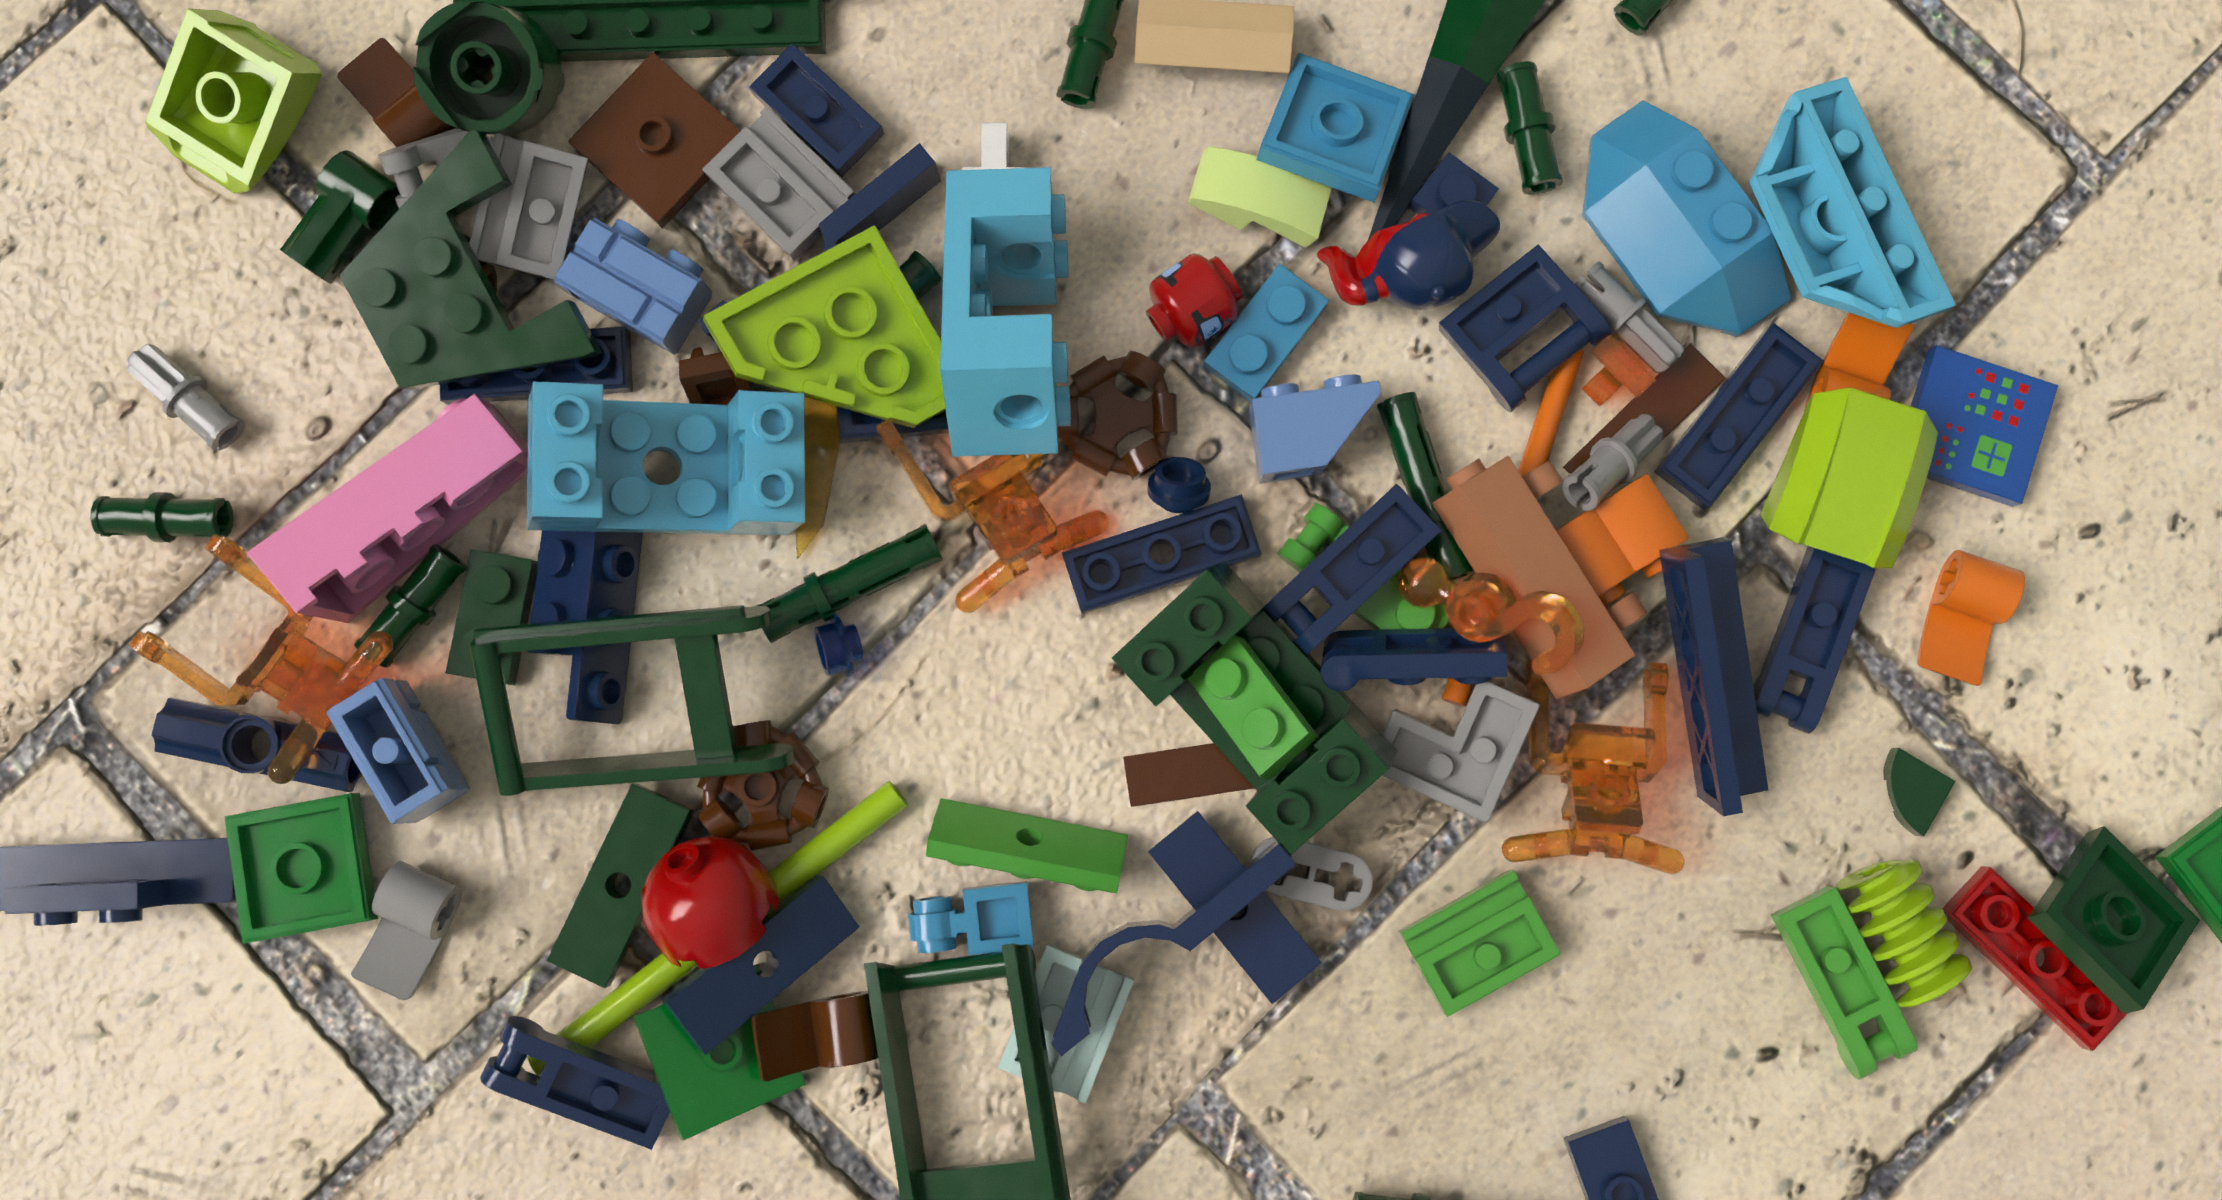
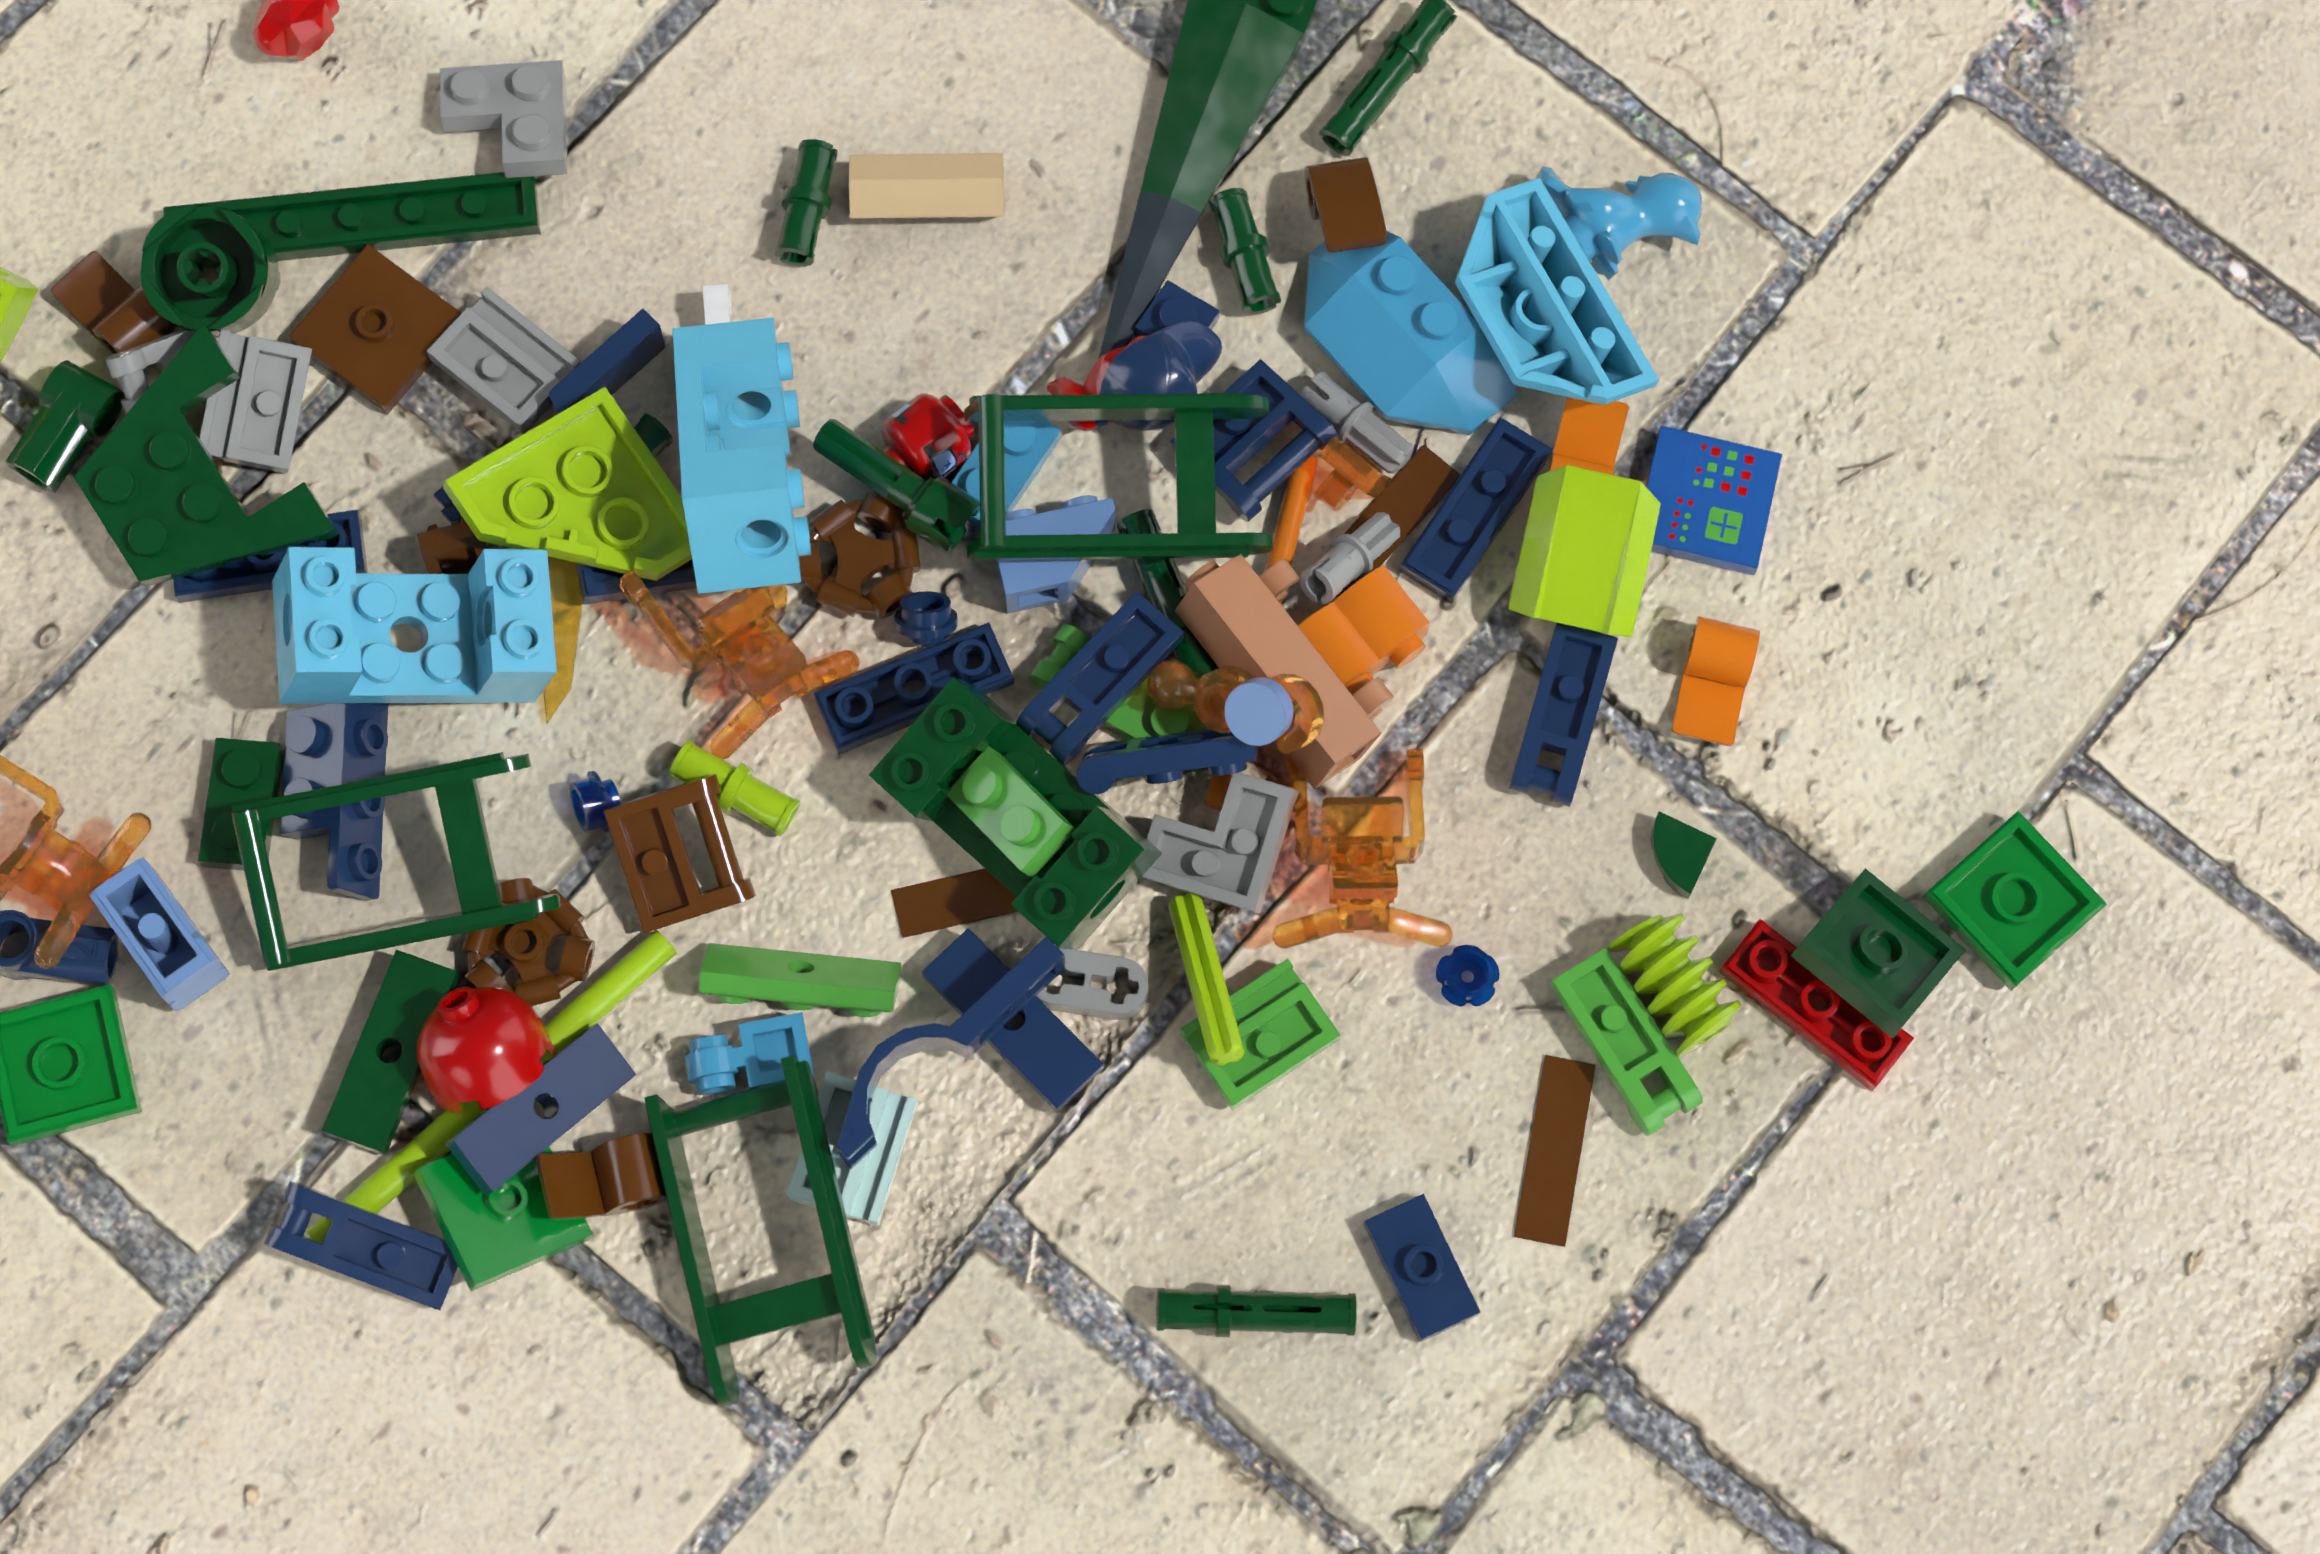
camera: 15 degrees left, 10 degrees down
(390, 514) = (144, 701): bright pink wedge -> none
(413, 924) = (180, 1110): light grey panel -> none
(415, 599) = (165, 788): dark green pin -> none
(634, 284) = (367, 467): medium blue brick -> none
(817, 110) = (537, 286): dark blue plate -> none
(858, 578) = (612, 733): dark green pin -> none
(895, 713) = (658, 859): none -> reddish brown plate
(976, 644) = (738, 788): none -> lime pin
(1197, 375) = (932, 507): none -> dark green piece
(1246, 190) = (978, 328): yellowish green slope -> none
(1335, 127) = (1053, 264): dark azure tile -> none
(1432, 888) = (1206, 979): none -> lime axle
(1466, 371) = (1194, 476): none -> dark green piece
(1519, 632) = (1258, 711): none -> medium blue tile
(1643, 87) = (1346, 204): none -> reddish brown panel
(1707, 899) = (1479, 964): none -> clear blue plate
(1714, 672) = (1467, 749): dark blue fence -> none
(1759, 1080) = (1554, 1150): none -> reddish brown sticker
(1910, 125) = (1611, 221): none -> dark azure animal

